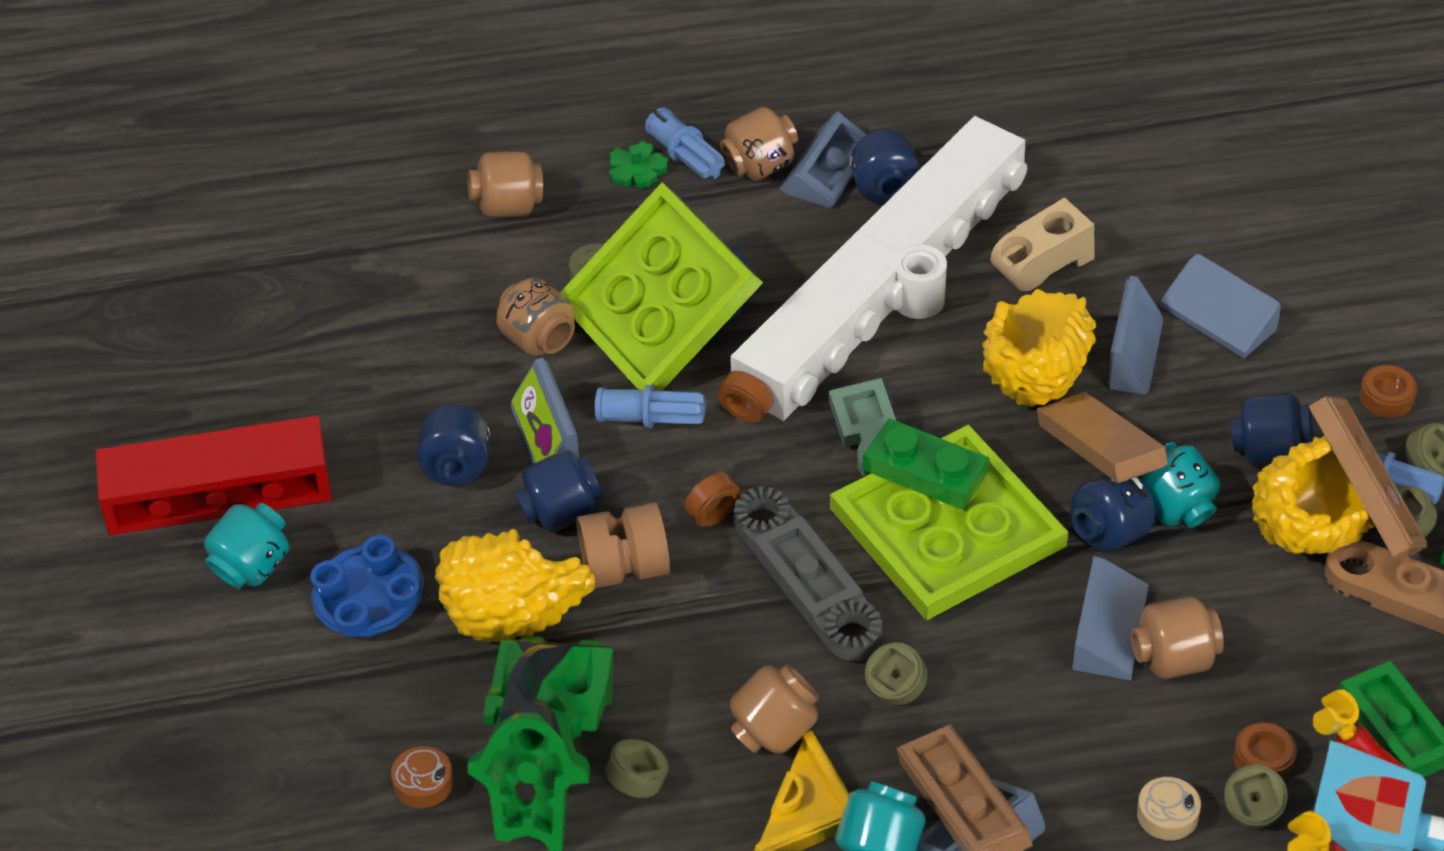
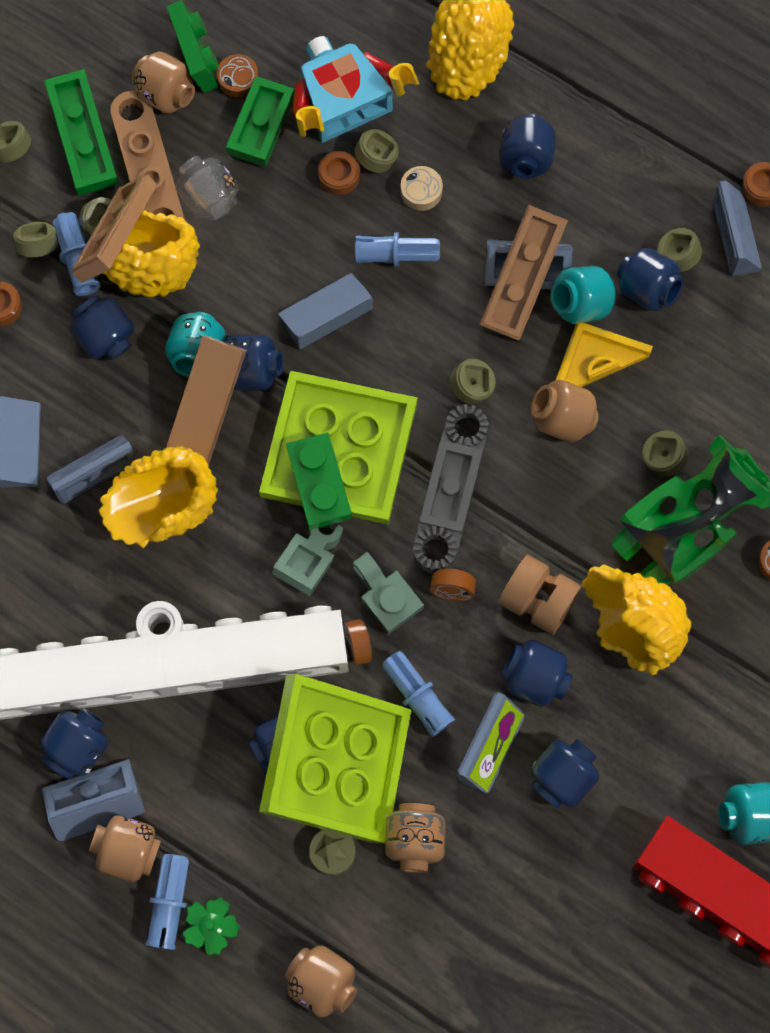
camera: 135 degrees left, 25 degrees up
(367, 588) = (705, 717): blue dish -> none
(762, 455) = (389, 598): none -> sand green plate
(1044, 245) = (58, 581): tan leg -> none
(1114, 724) = (395, 249): none -> medium blue axle
(1177, 637) = (313, 256): medium nougat head -> none
(1356, 616) = (207, 187): none -> clear head

